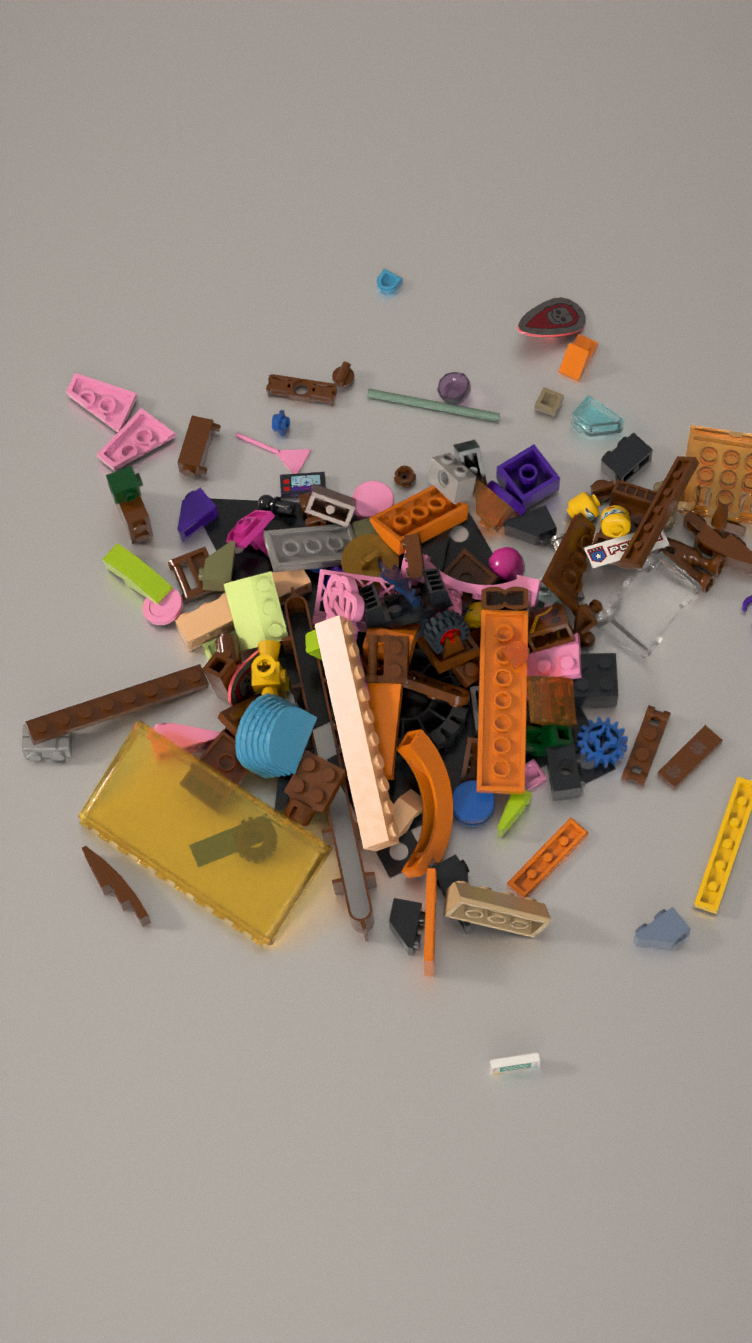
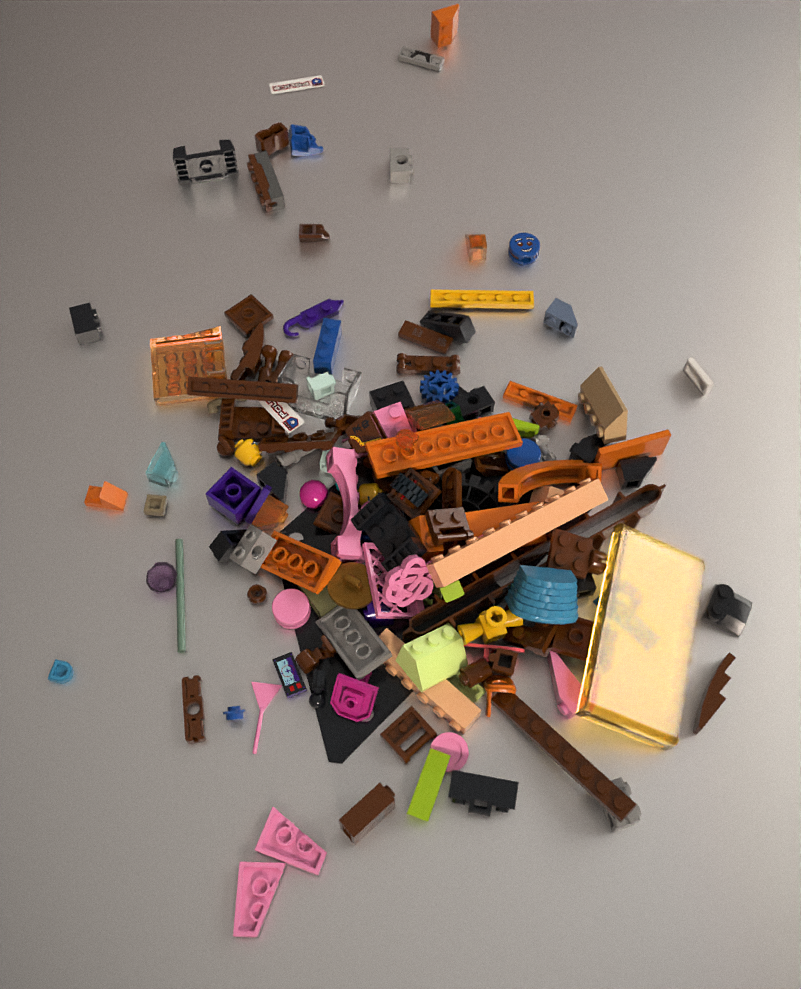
camera: 115 degrees left, 5 degrees down
(111, 621) = (495, 791): none -> black piece
(124, 485) = (360, 812): dark green brick -> none
(195, 513) = (349, 755): dark purple slope -> none
(196, 446) = (281, 781): reddish brown brick -> none
(197, 674) = (489, 687): none -> orange piece
(202, 949) = (726, 610): none -> black slope
(218, 568) = (401, 707): olive slope -> none
(330, 505) = (312, 631): reddish brown brick -> none
(343, 375) = (170, 677): reddish brown plate -> none
(393, 577) = (370, 551): dark blue piece -> none
(413, 555) = (343, 542): reddish brown piece -> none
(487, 832) = (543, 441): none -> light grey bar
(500, 599) = (360, 461): reddish brown brick -> none
(516, 846) = (545, 416): none -> reddish brown brick
(553, 319) = (75, 522): shield -> none
(615, 521) = (258, 419): yellow head -> none
(626, 458) = (195, 436): black brick -> none
(650, 609) = (321, 385): none -> light aqua brick
(694, 787) = (450, 324): none -> black slope
(707, 633) = (327, 346): none -> blue brick
(721, 522) = (233, 354): reddish brown tile -> none

